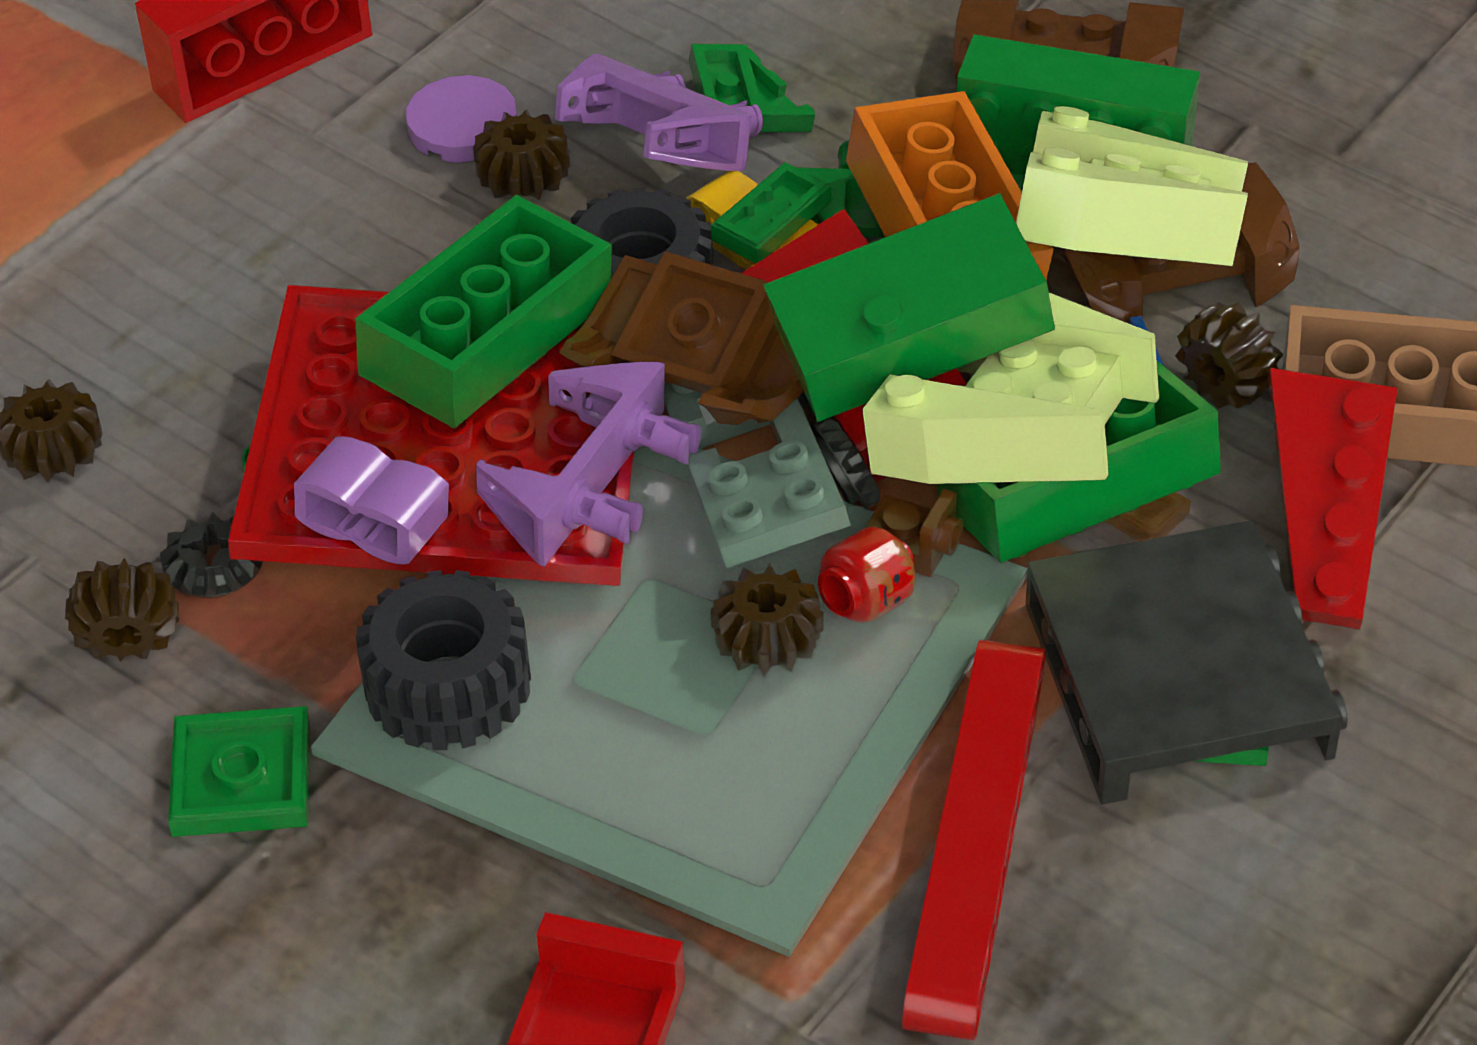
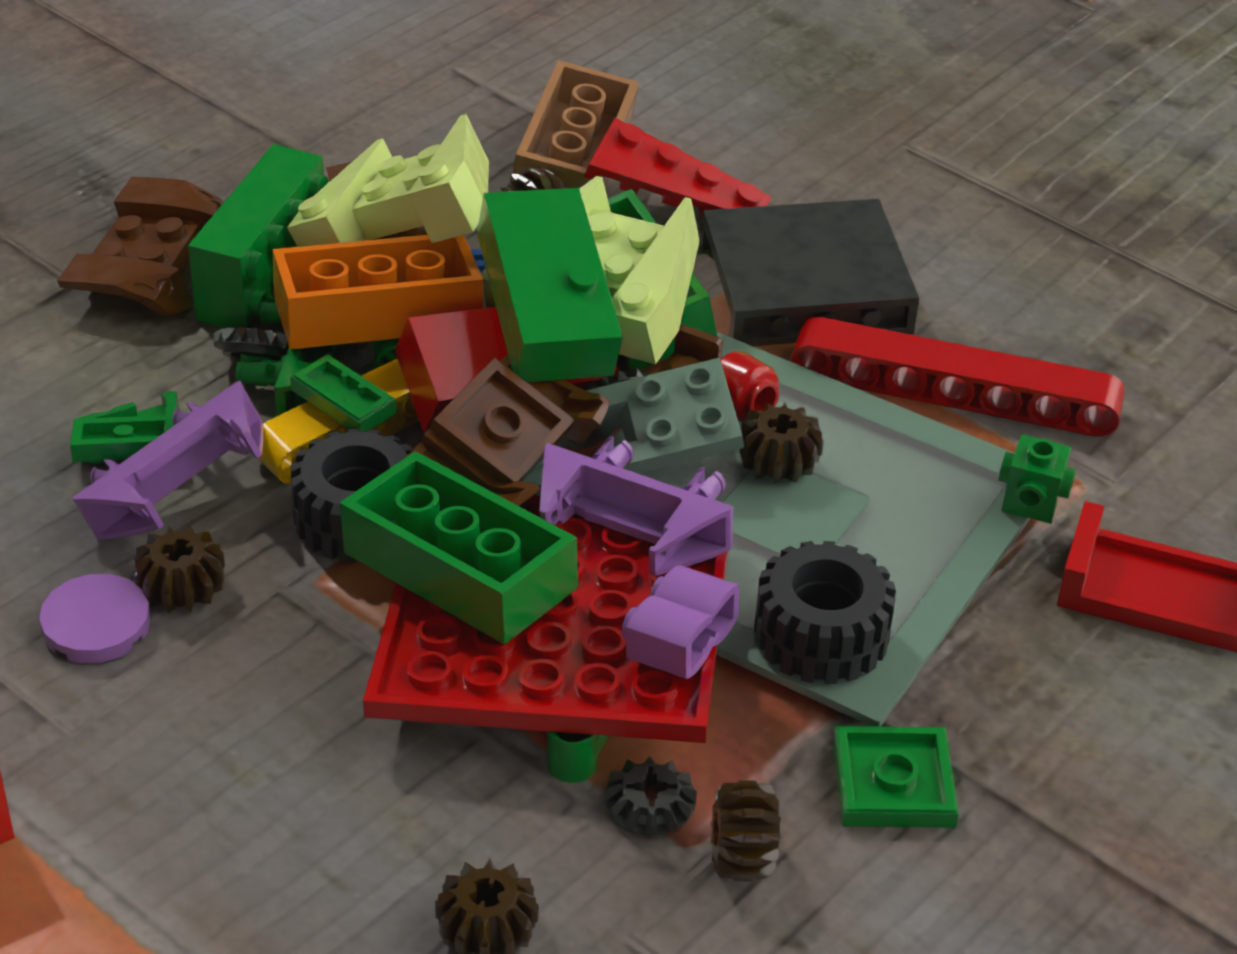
camera: 90 degrees left, 5 degrees down
(721, 886) = (1036, 467): none -> green brick

